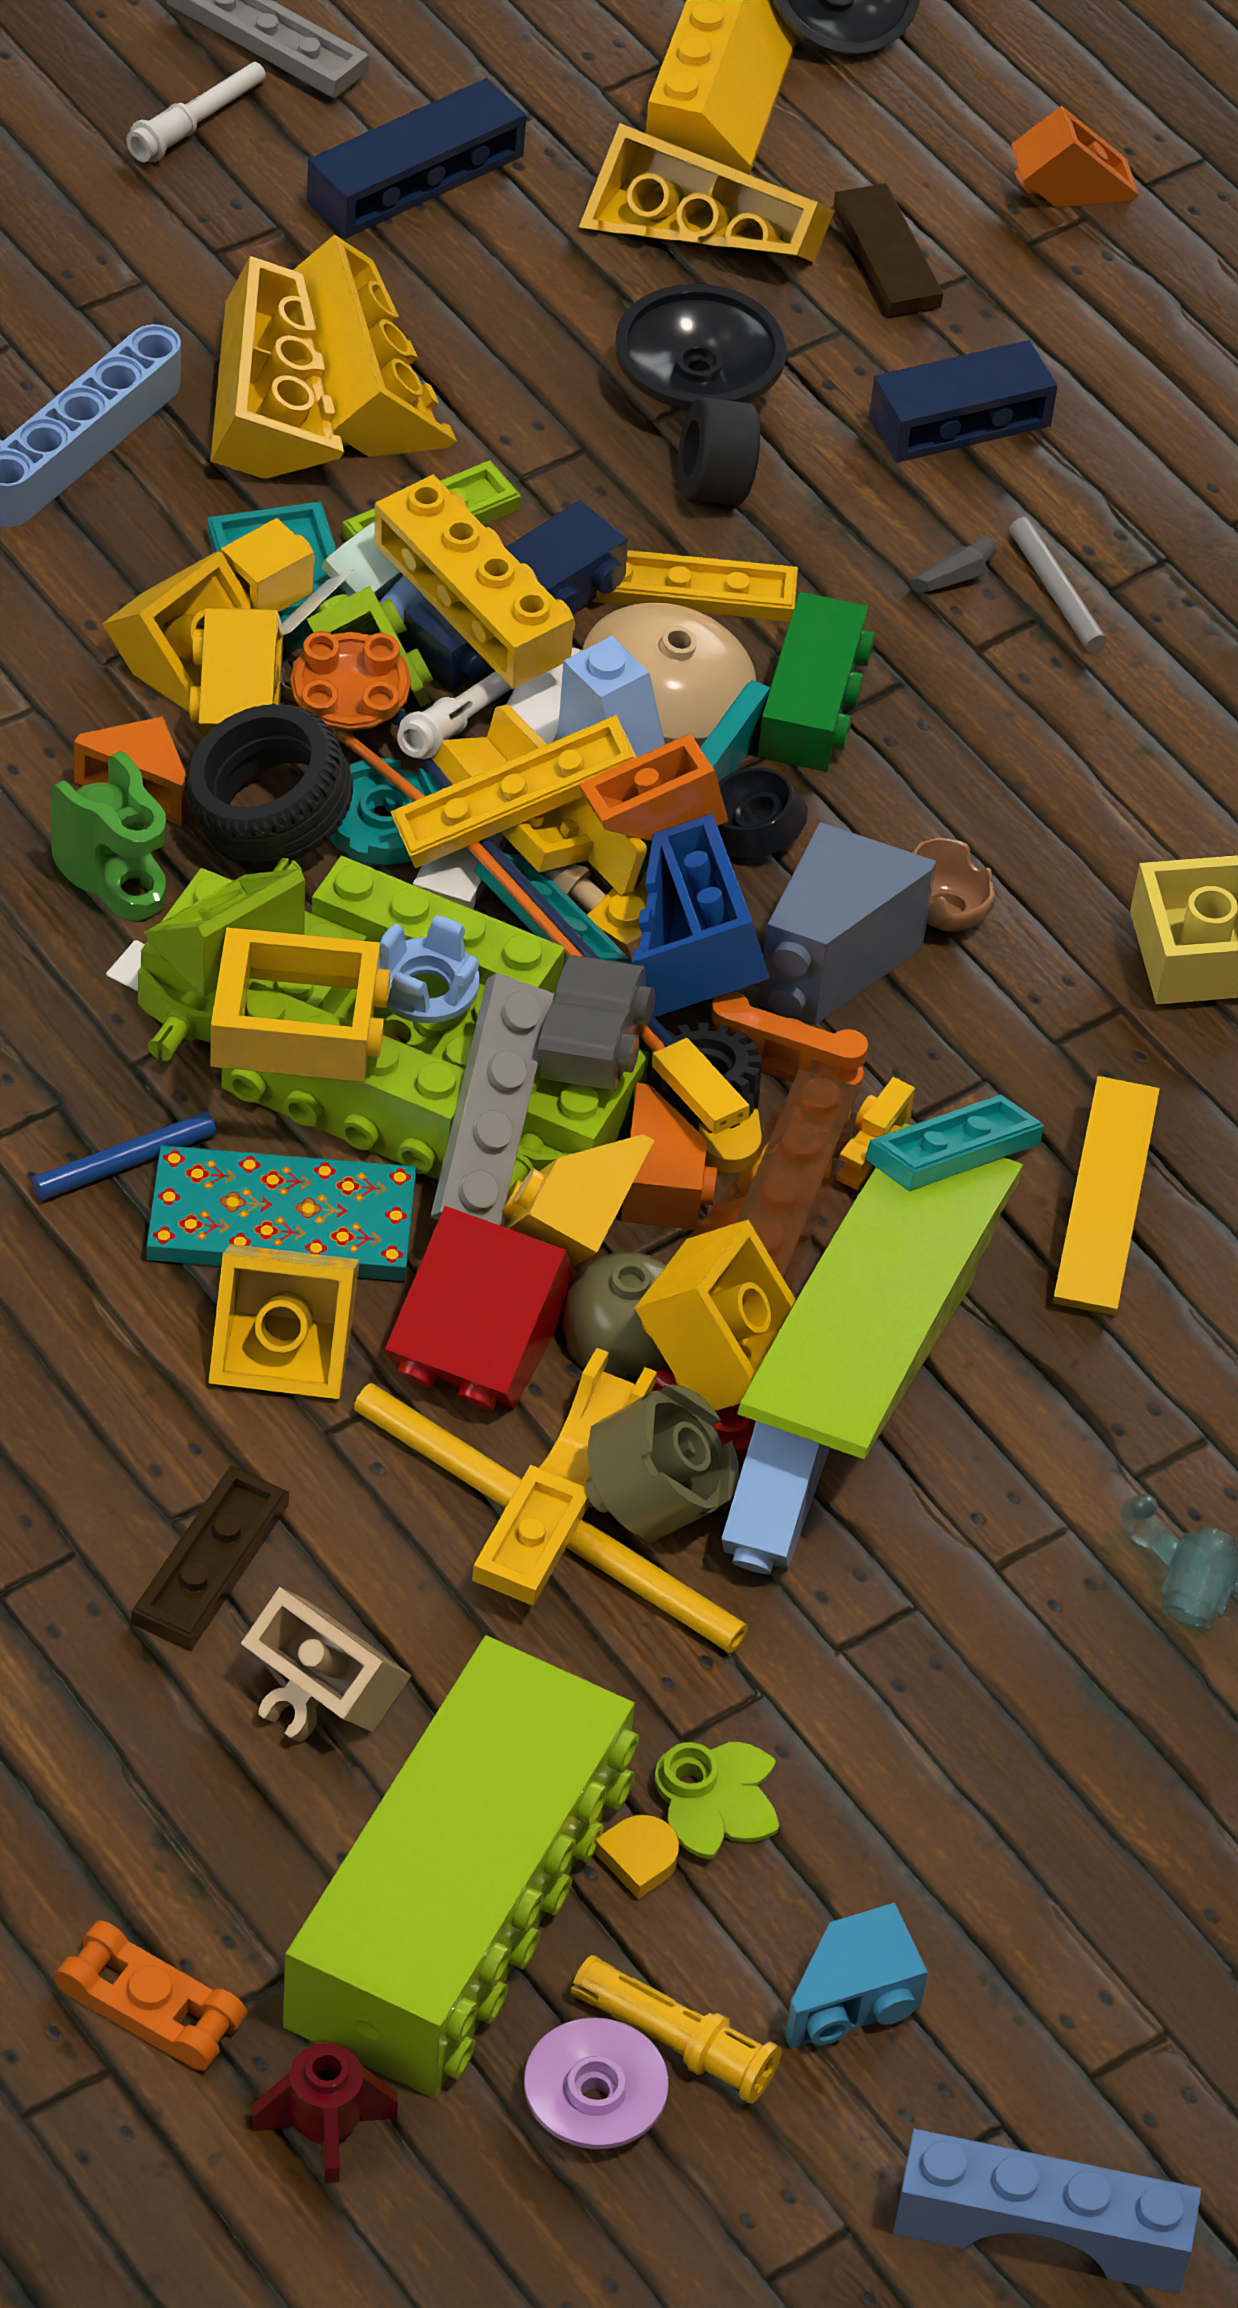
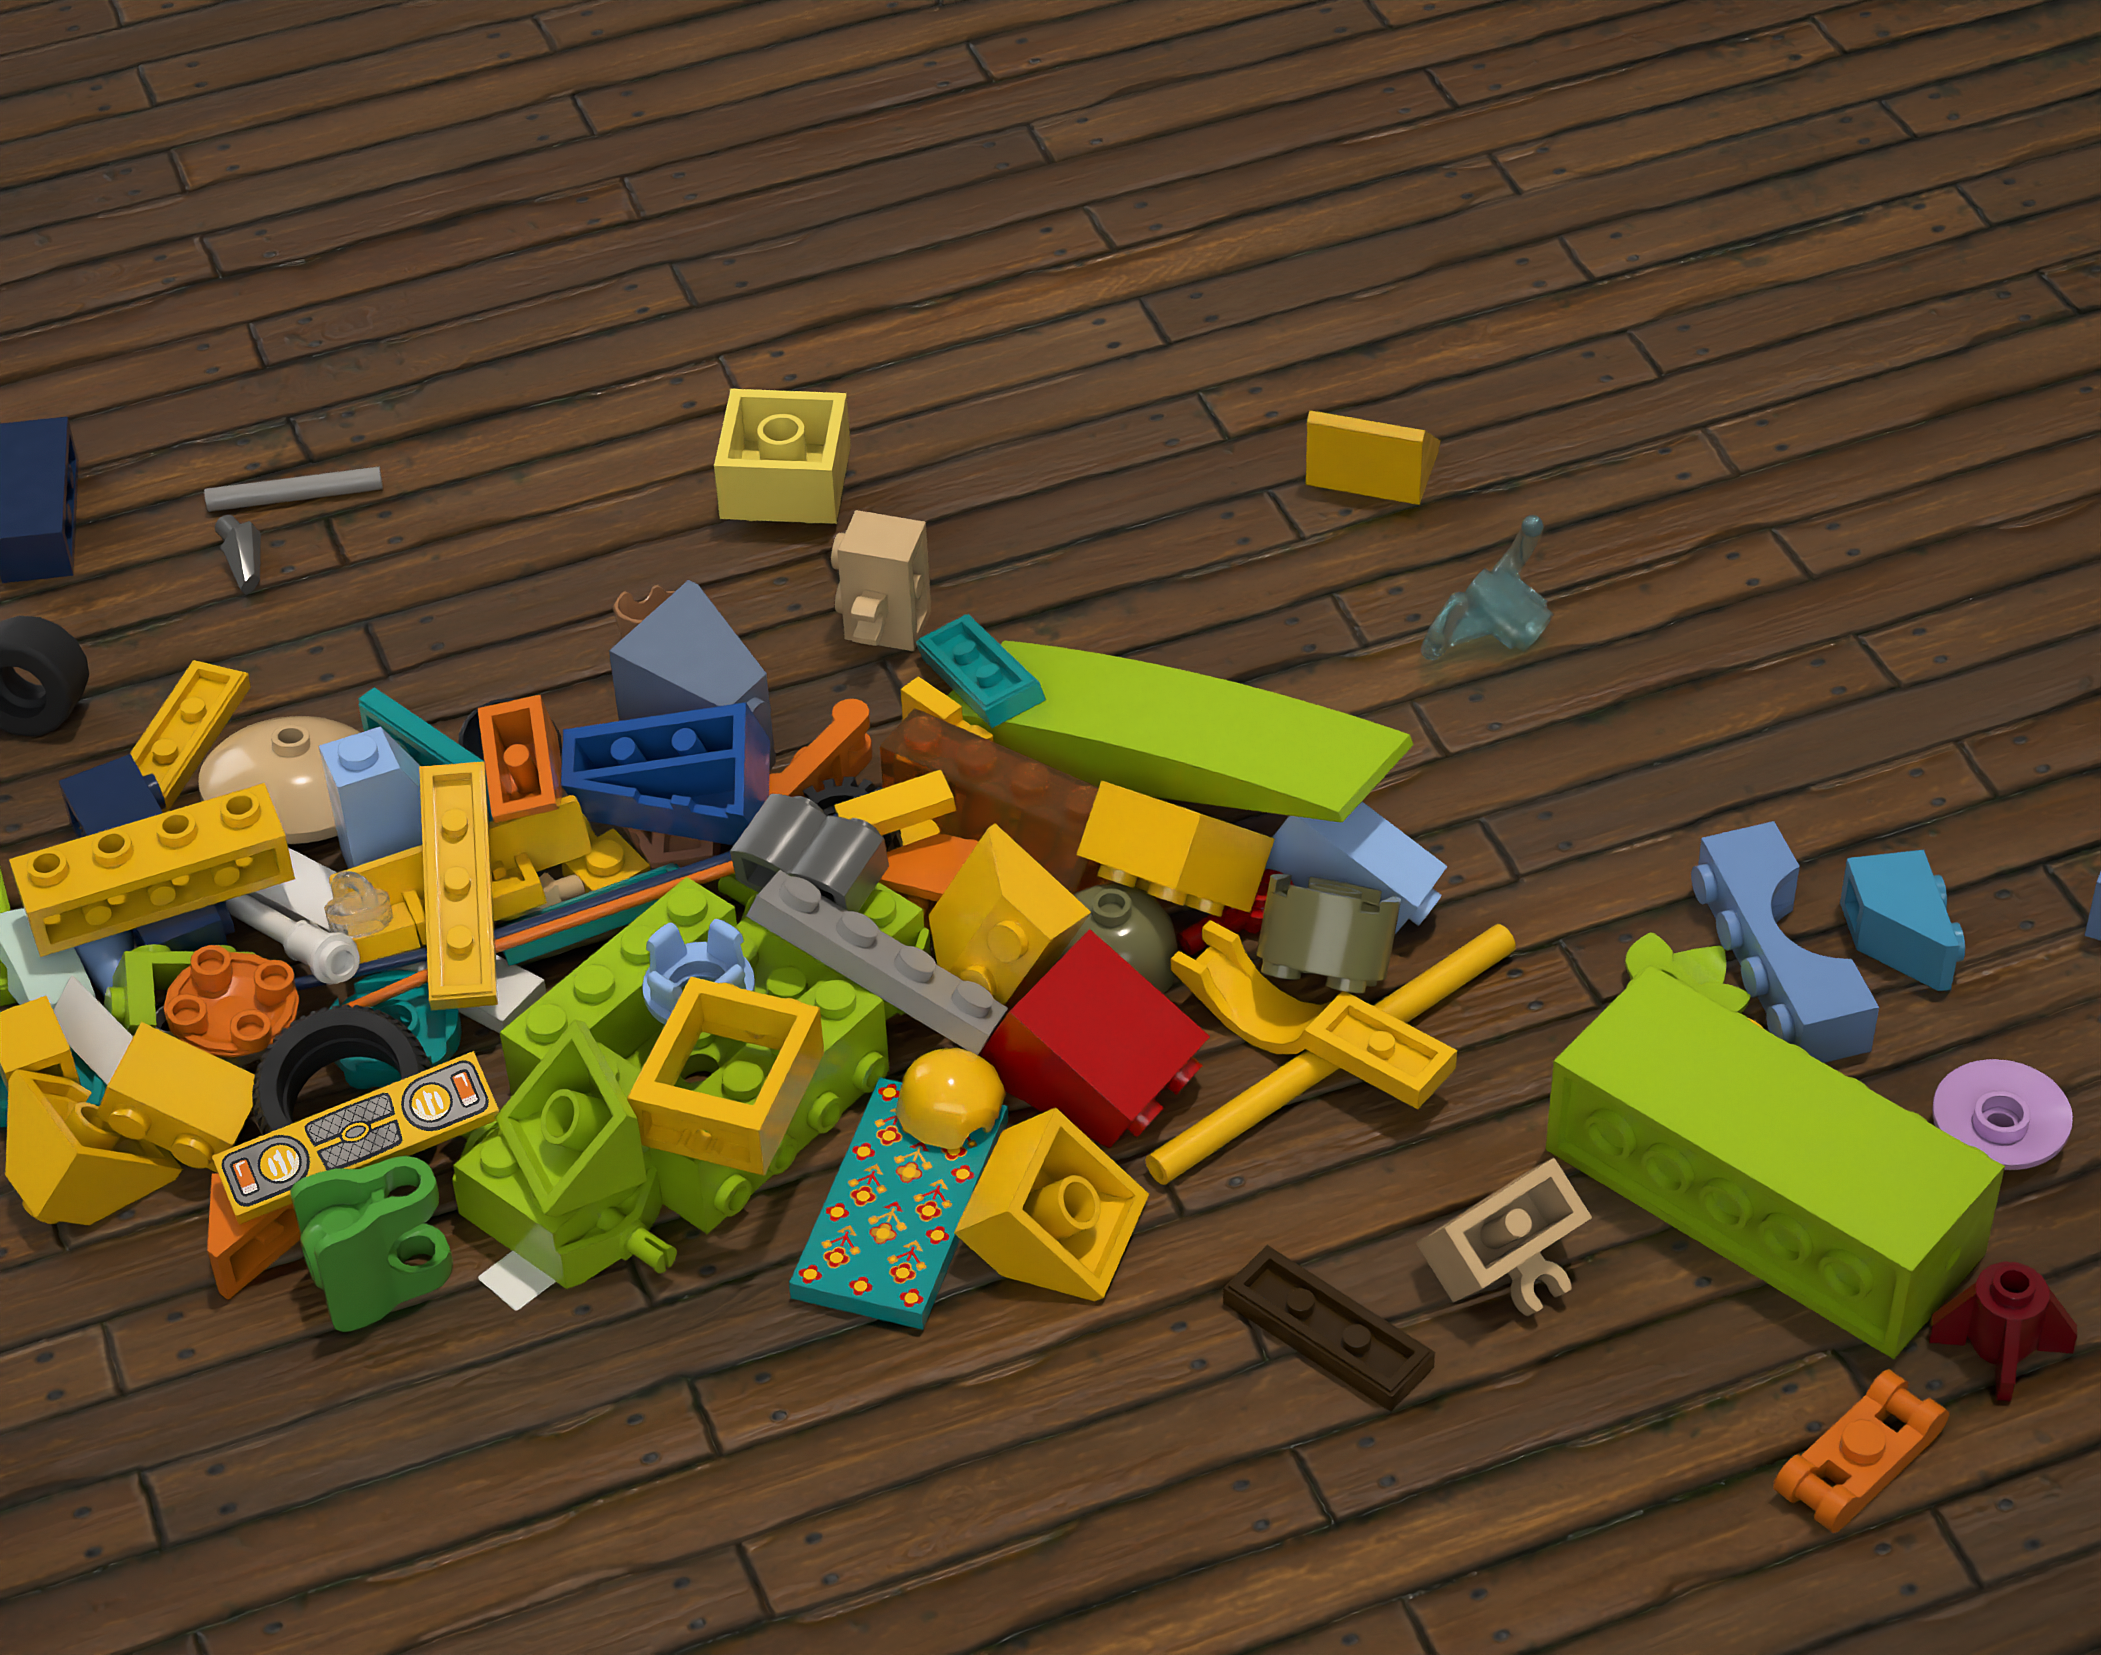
camera: 70 degrees left, 5 degrees down
(122, 1156) = (784, 1325): blue bar -> none
(202, 789) = (357, 1134): none -> tile
(389, 1213) = (949, 1097): none -> yellow hair
(477, 735) = (358, 911): none -> clear tile
(703, 2041) = (1956, 1034): yellow pin -> none
(816, 682) = (337, 659): green brick -> none
(855, 1836) = (1807, 997): none -> medium blue arch
(1036, 1037) = (883, 580): none -> tan brick
(1106, 1196) = (1074, 590): yellow slope -> none

